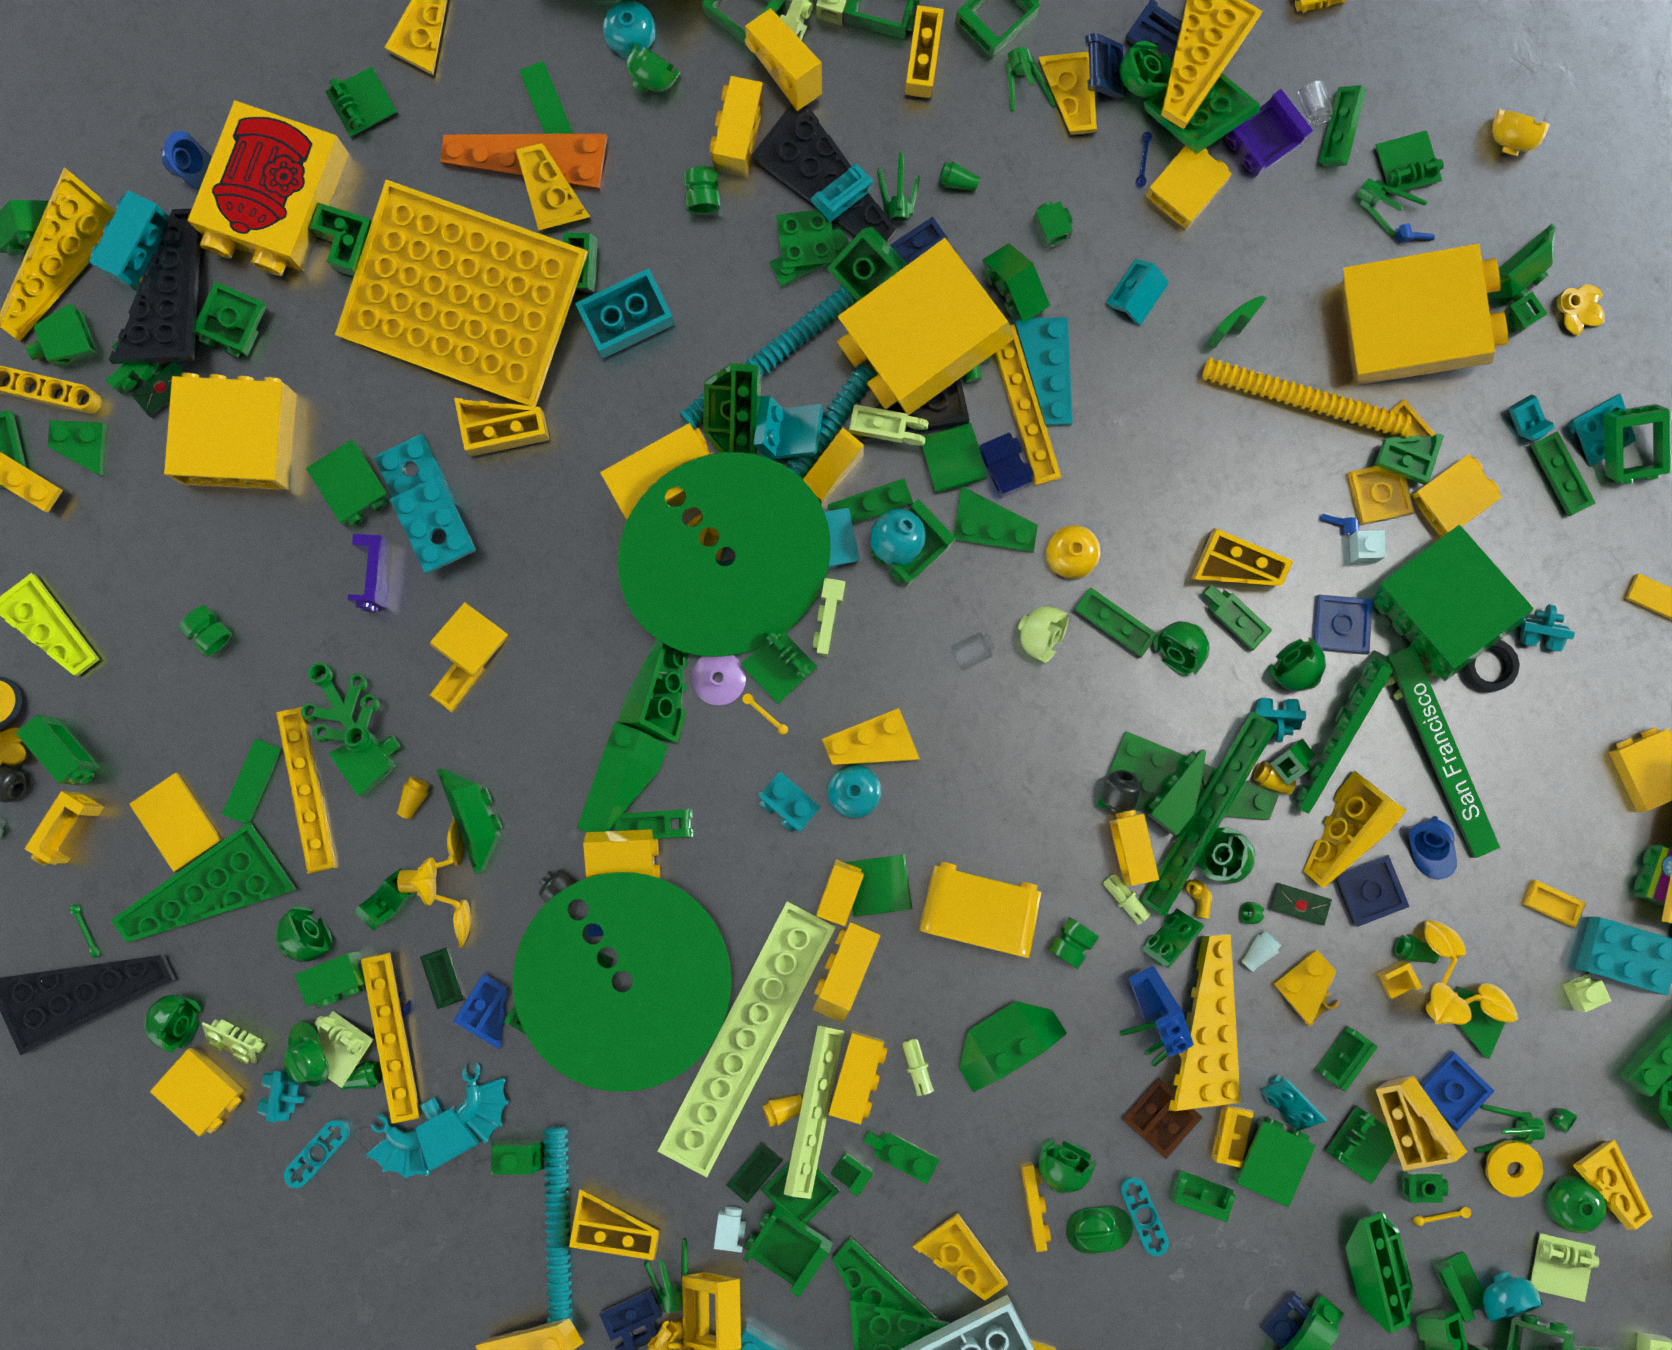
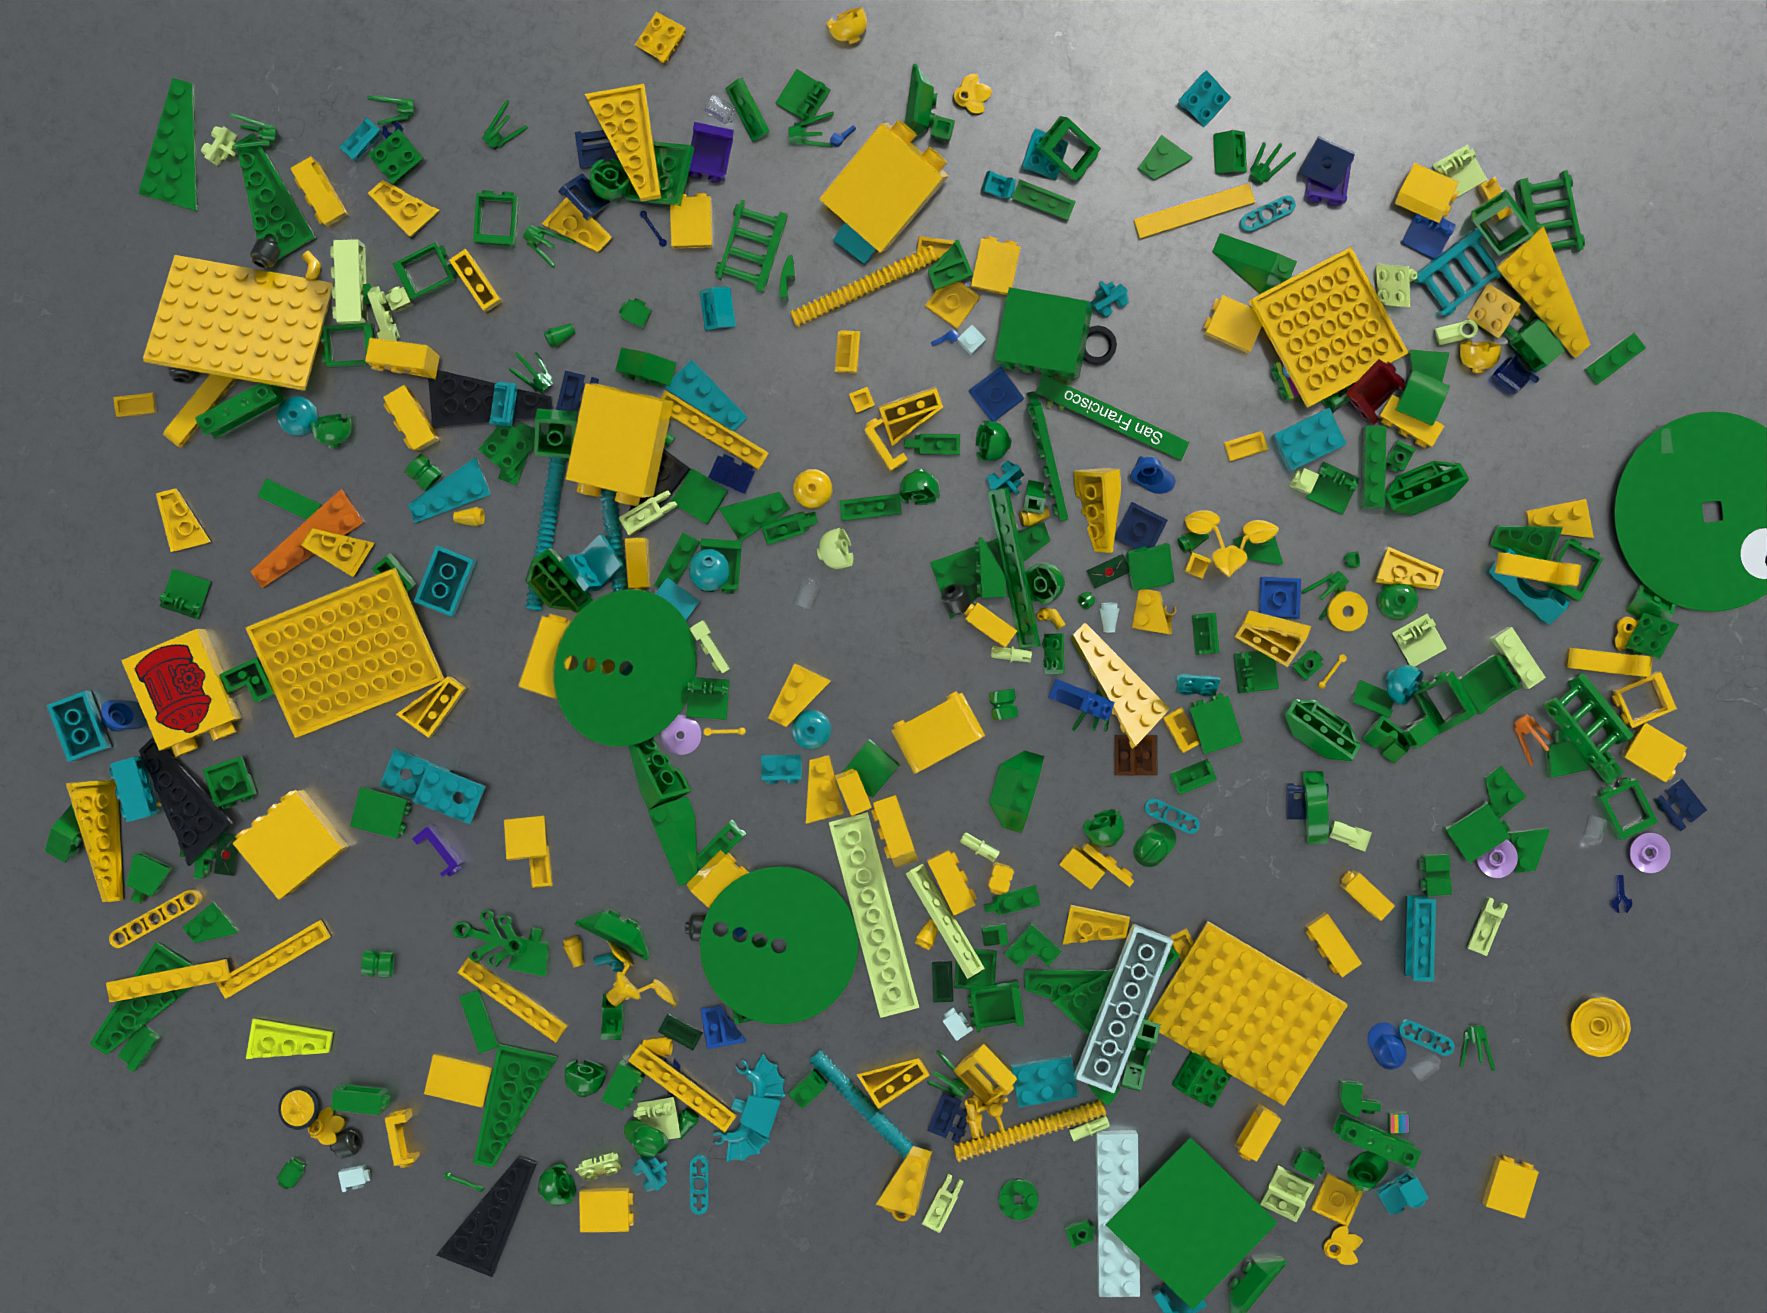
camera: 40 degrees left, 5 degrees up
(109, 533) = (274, 958): none -> yellow plate
(136, 132) = (79, 726): none -> teal brick
(407, 973) = (659, 1046): none -> yellow cone
(439, 839) = (609, 959): none -> teal arm
(708, 275) = (471, 517): none -> yellow cone
(710, 236) = (454, 491): none -> teal wing
(809, 864) = (823, 792): none -> yellow wing
(879, 1214) = (1032, 941): none -> green brick
(910, 1120) = (1000, 878): none -> yellow brick
(1005, 1185) = (1082, 866): none -> yellow hinge
(1014, 566) = (788, 526): none -> green hinge
(1177, 595) = (892, 464): none -> yellow panel
(1202, 508) = (861, 399): none -> yellow plate
(1228, 286) = (765, 261): none -> green fence
(1231, 447) = (847, 351): none -> yellow hinge
(1336, 348) = (854, 243): none -> teal hinge
(1350, 938) = (1150, 567): none -> green slope
(1609, 1029) = (1333, 488): none -> green hinge

